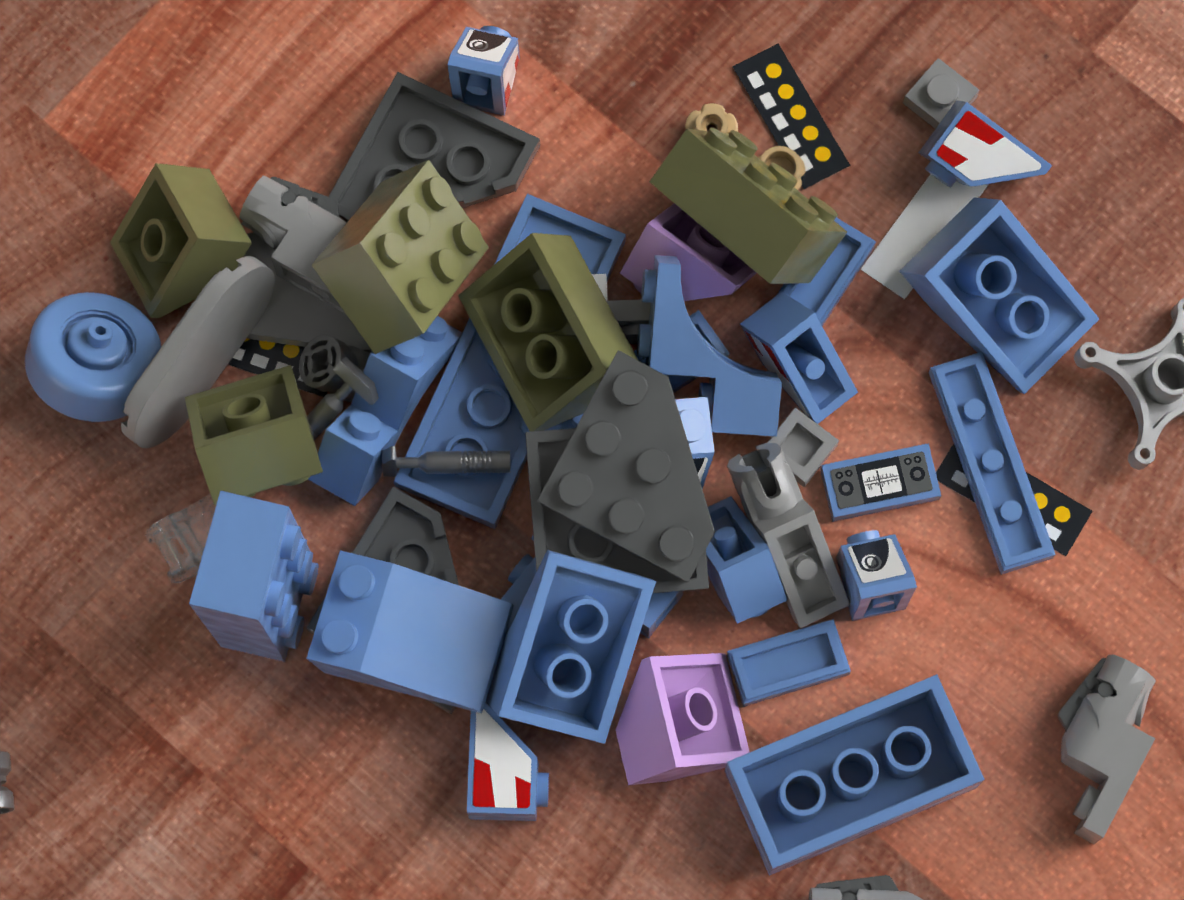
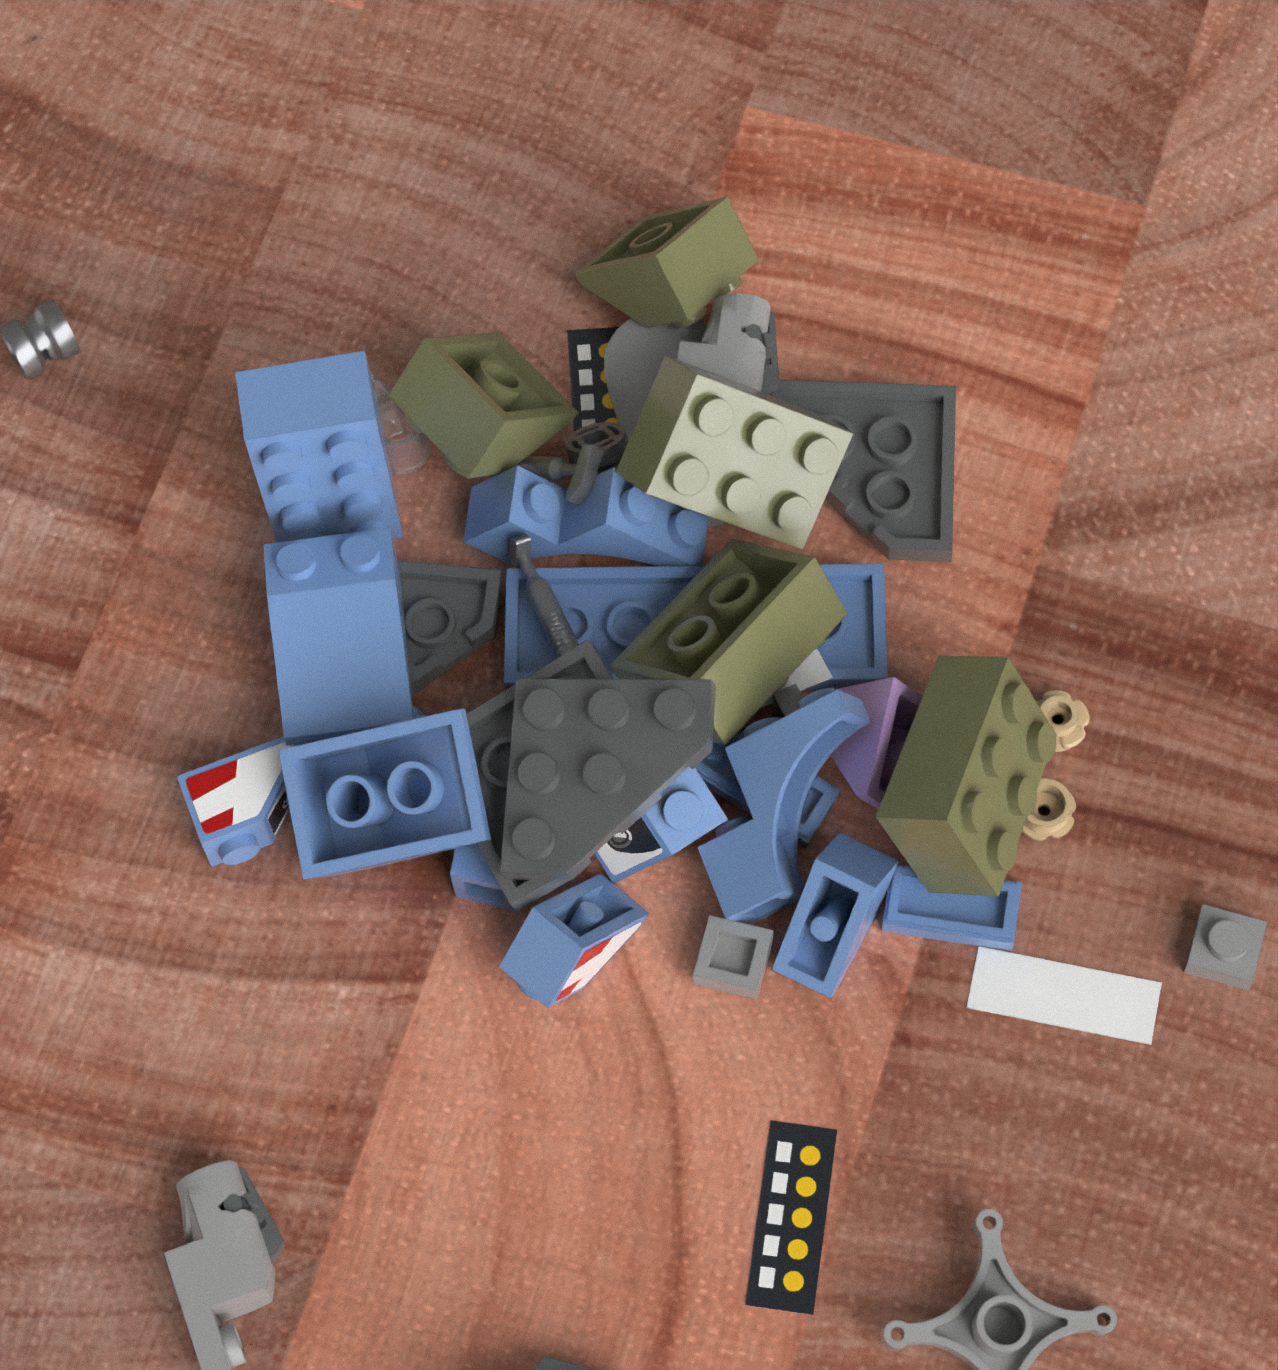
camera: 70 degrees right, 10 degrees down
(89, 354) = (508, 241): medium blue wheel -> none
(197, 351) = (557, 320): light grey tile -> none
(484, 68) = (1001, 460): medium blue slope -> none
(680, 719) = (373, 956): lavender slope -> none
(788, 662) = (487, 1048): medium blue tile -> none
(790, 531) = (619, 976): light grey plate -> none
(791, 113) = (1121, 801): black sticker -> none
(853, 774) = (378, 1154): medium blue brick -> none
(875, 575) = (615, 1087): medium blue slope -> none
(880, 482) = (735, 1062): tile -> none
(977, 151) = (1172, 1004): slope -> none
(991, 463) = (814, 1175): medium blue tile -> none
(1000, 292) = (1014, 1101): medium blue slope -> none

